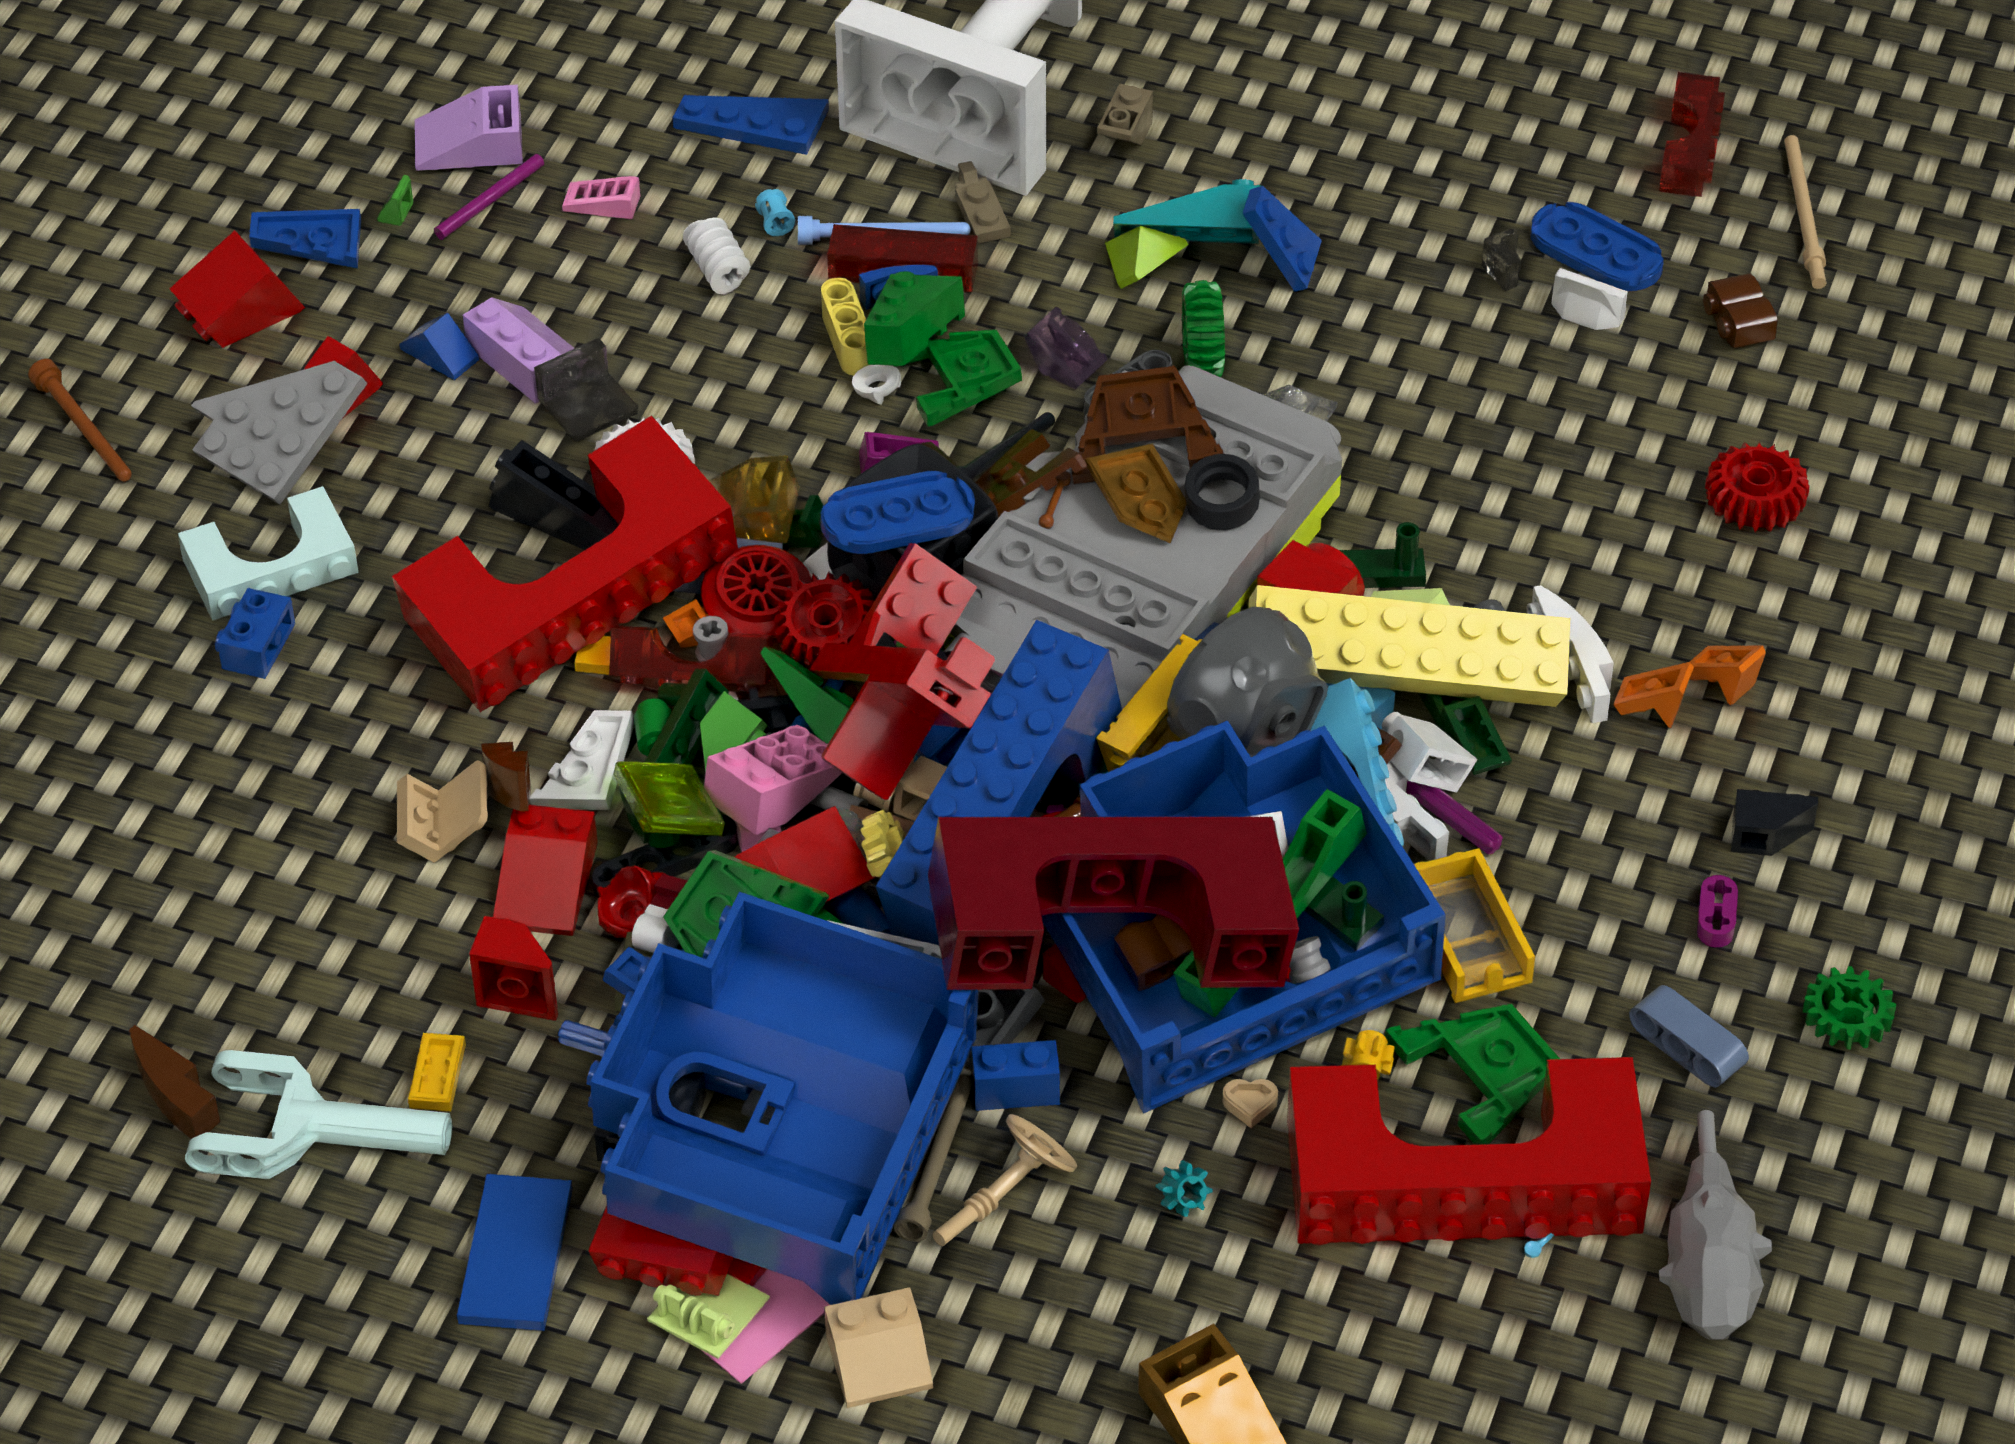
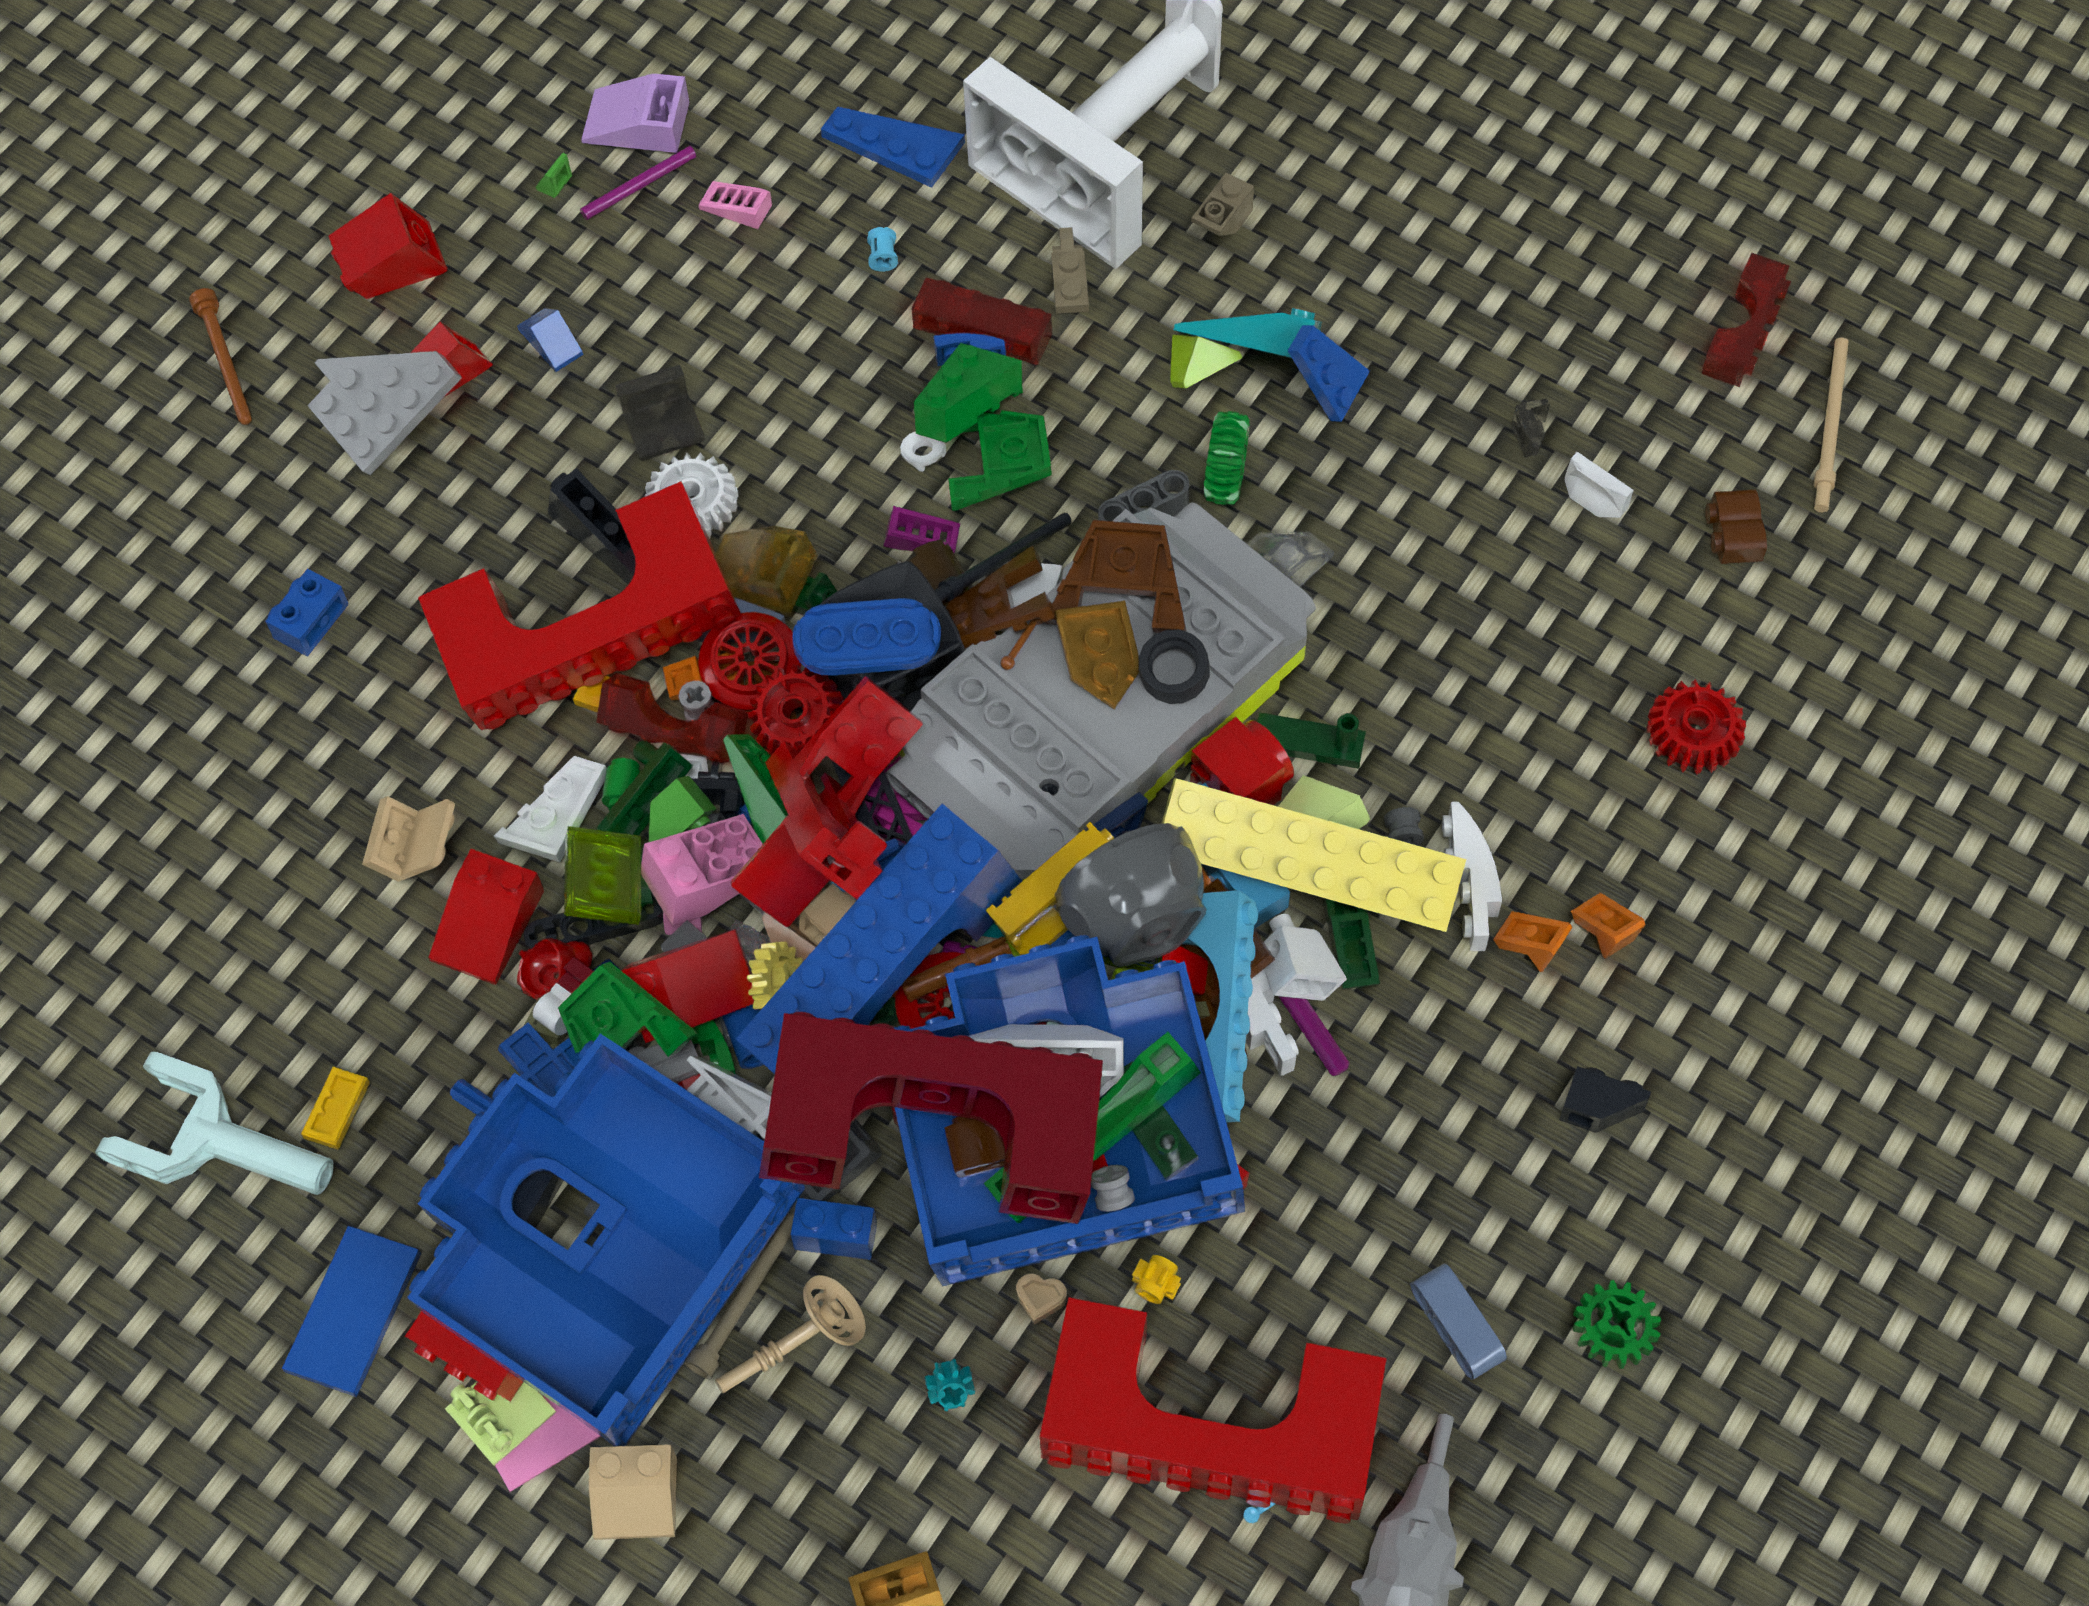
camera: 15 degrees right, 15 degrees up
(174, 1085) = (106, 1074): reddish brown slope -> none
(309, 234) = (470, 195): blue wing -> none
(319, 558) = (383, 542): light aqua arch -> none
(507, 774) = (474, 816): reddish brown slope -> none
(512, 342) = (617, 344): lavender slope -> none
(512, 970) = (418, 1021): red slope -> none
(717, 254) = (817, 286): white piece -> none
(812, 230) = (911, 274): light blue piece -> none
(844, 323) = (909, 373): light yellow beam -> none
(1064, 349) = (1100, 447): clear purple slope -> none
(1481, 936) = (1288, 1154): door -> none
(1494, 1051) = (1277, 1301): green wing -> none
(1597, 246) = (1624, 425): blue tile -> none
(1724, 911) = (1518, 1183): magenta beam -> none

